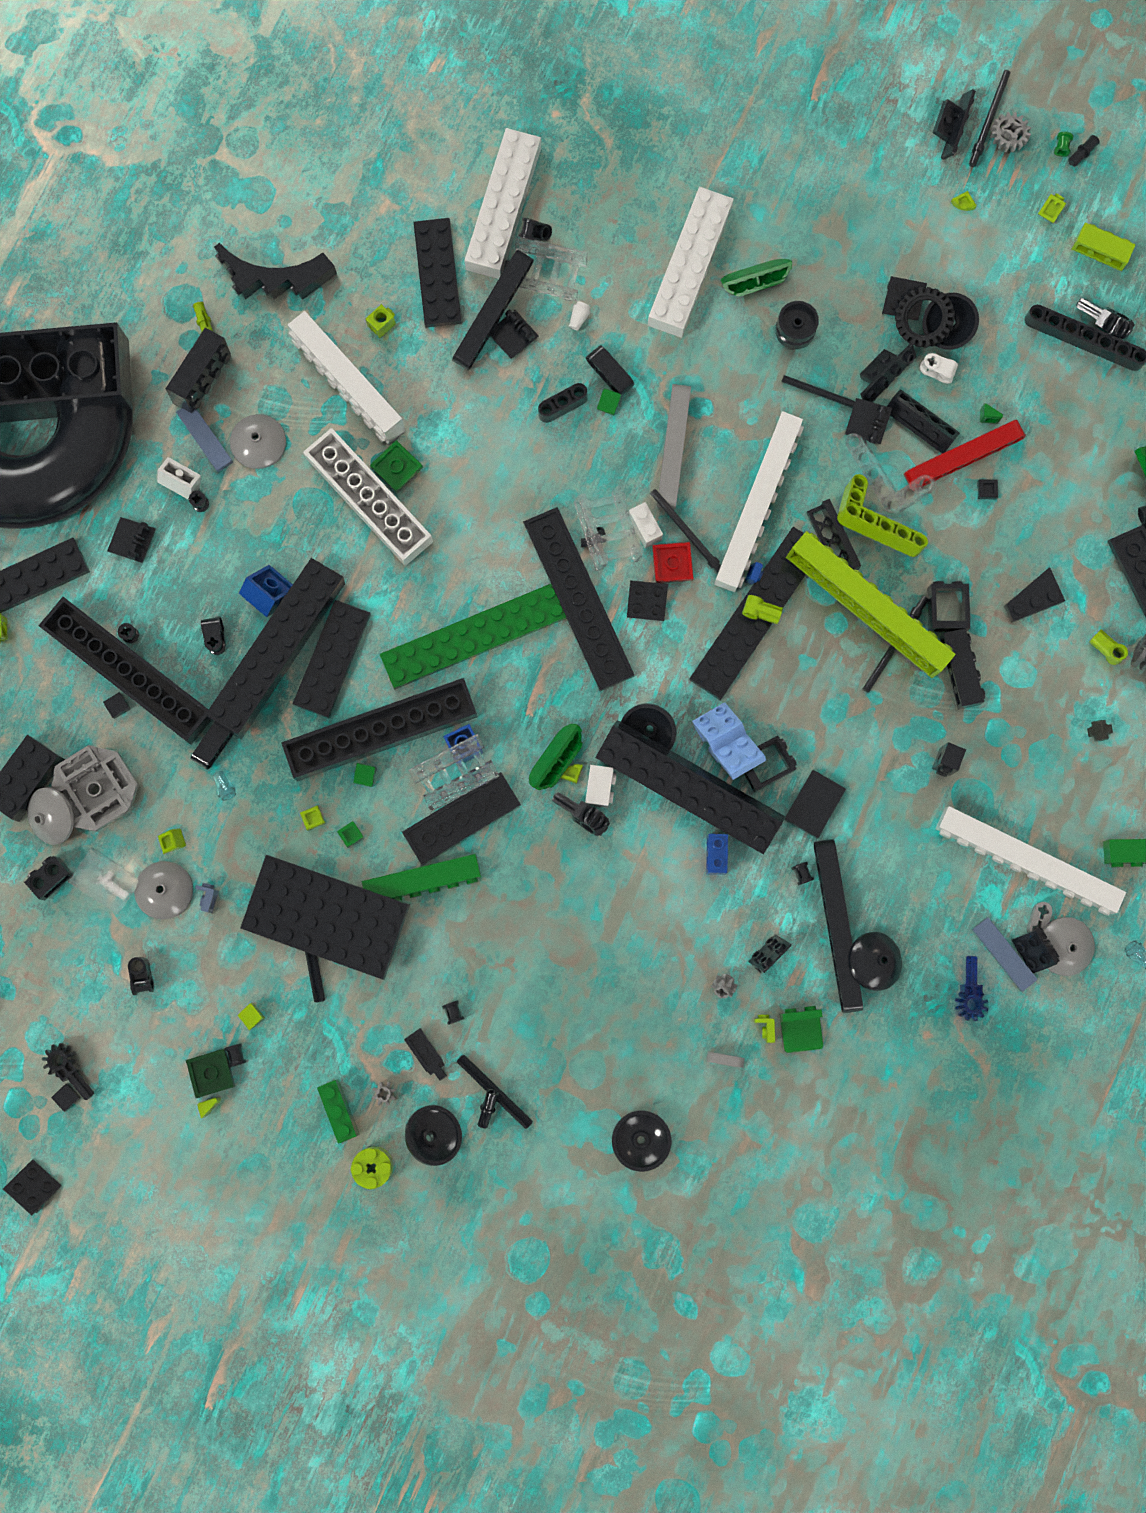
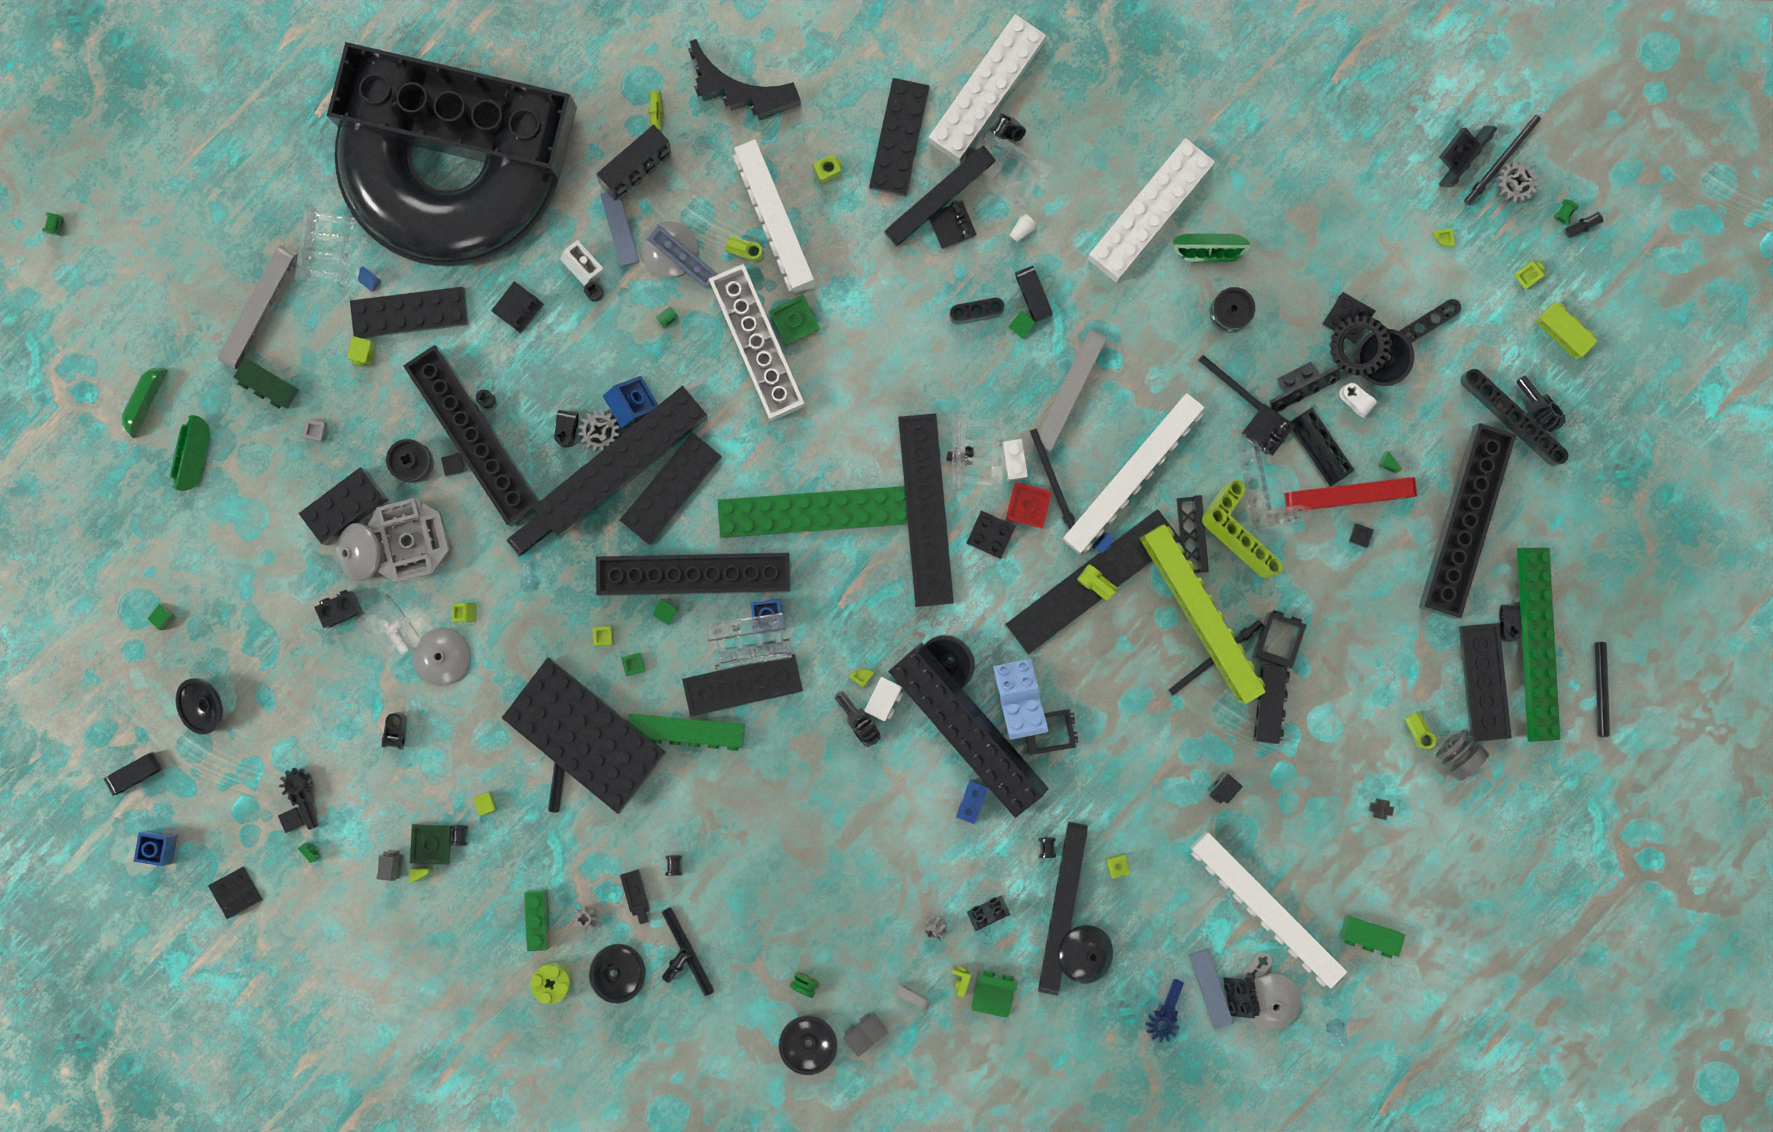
camera: 25 degrees right, 5 degrees up
(63, 717) = (399, 456): none -> black wheel
(94, 1121) = (310, 852): none -> green plate
(176, 1106) = (389, 865): none -> dark grey brick
(209, 899) = (480, 682): sand blue bracket -> none
(241, 633) = (592, 434): none -> light grey gear
(270, 441) = (681, 256): none -> sand blue tile
(276, 503) = (667, 317): none -> green slope
(326, 417) = (743, 248): none -> lime piece
(556, 757) = (851, 658): green brick -> none
(618, 1086) = (804, 984): none -> green wheel
(693, 1111) = (865, 1034): none -> dark grey brick
(815, 804) = (1082, 785): black tile -> none
(875, 867) = (1117, 865): none -> lime brick
(976, 280) = (1426, 321): none -> black beam
(1036, 597) = (1368, 658): black wing -> none
(1079, 443) = (1467, 521): none -> black brick

